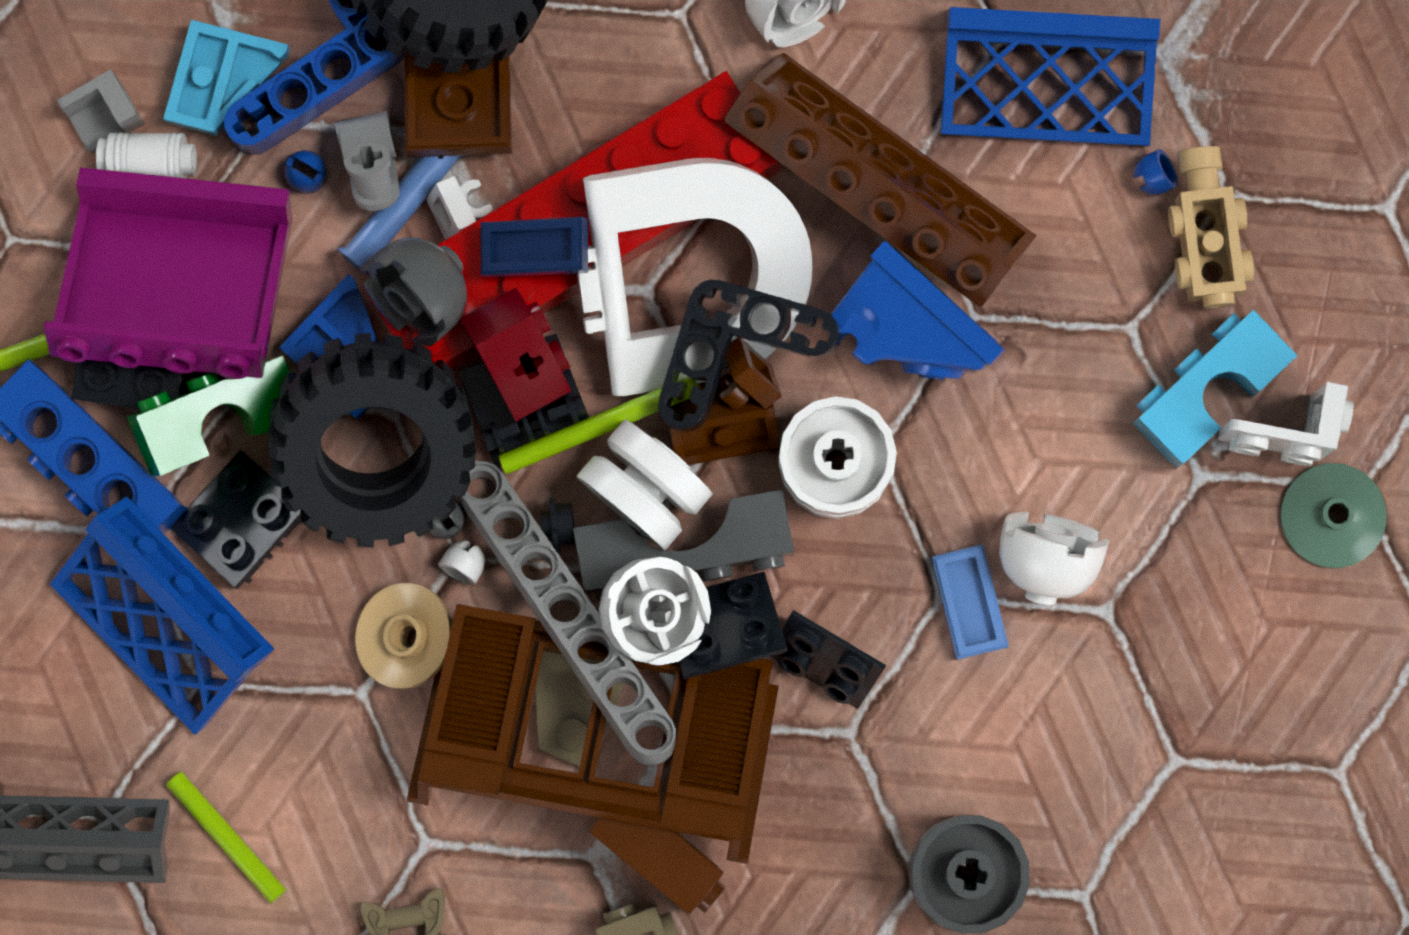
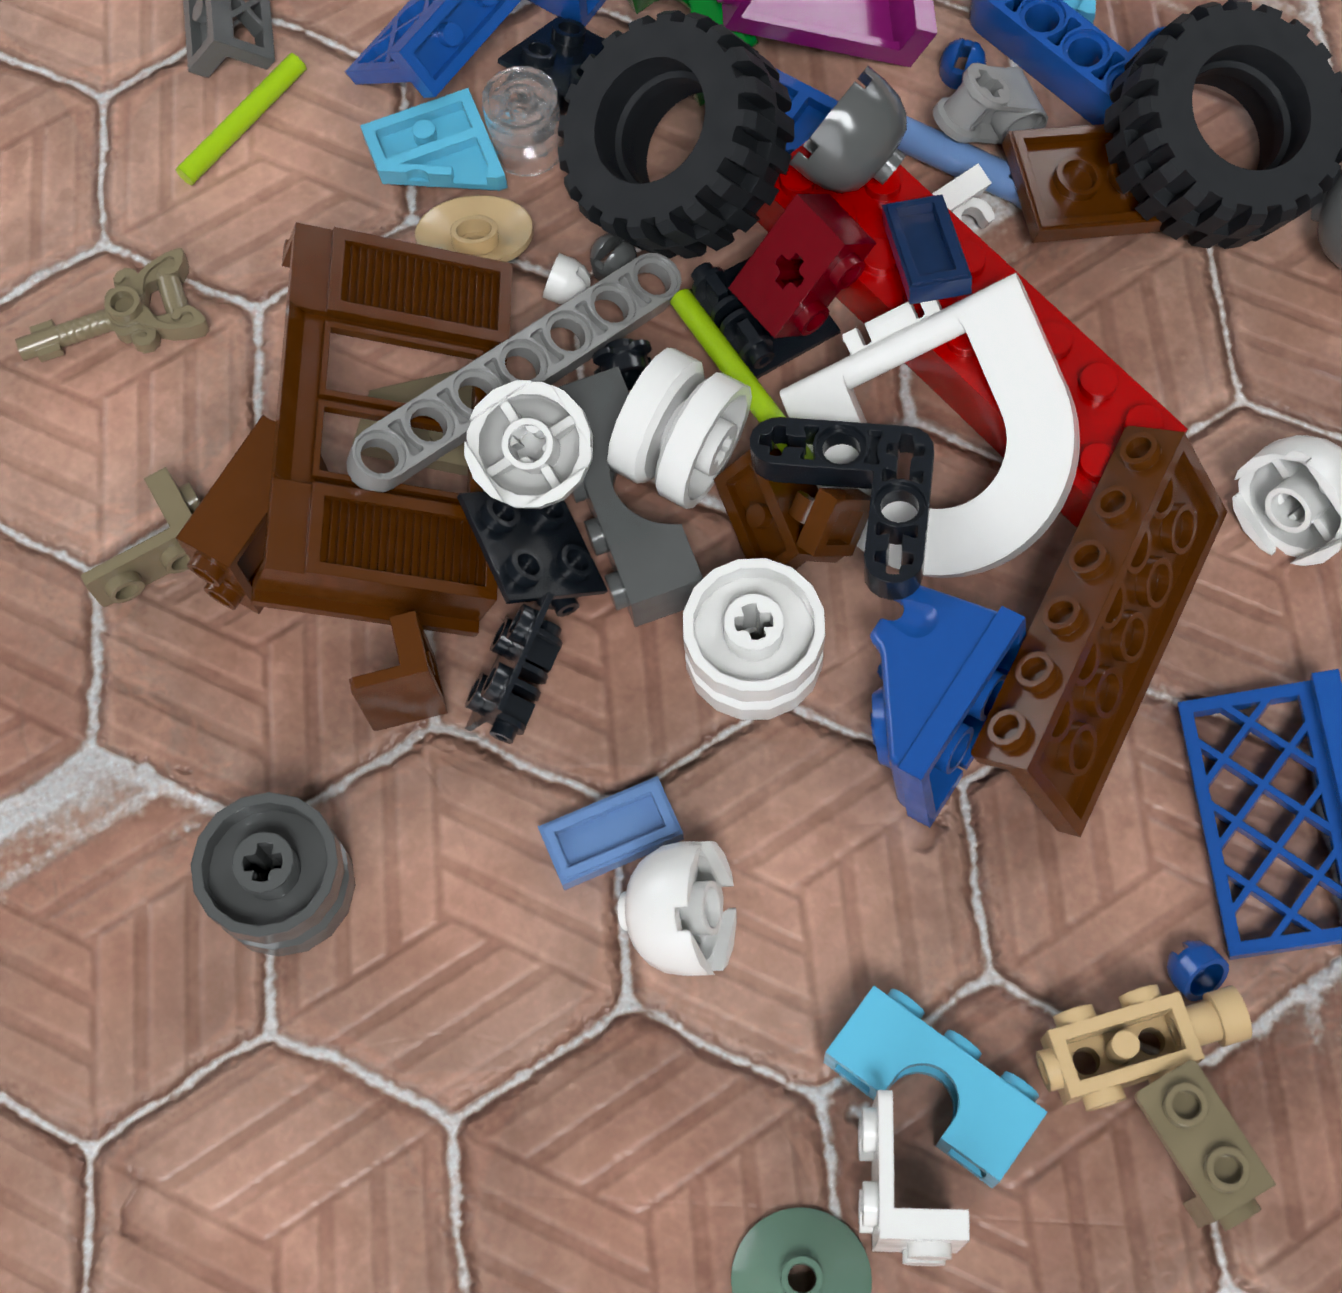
camera: 85 degrees right, 15 degrees down
(299, 574) = (523, 120): none -> clear wheel
(304, 660) = (435, 146): none -> medium azure wing
(825, 732) = (403, 691): none -> reddish brown panel
(1294, 202) = (1205, 1146): none -> dark tan bracket

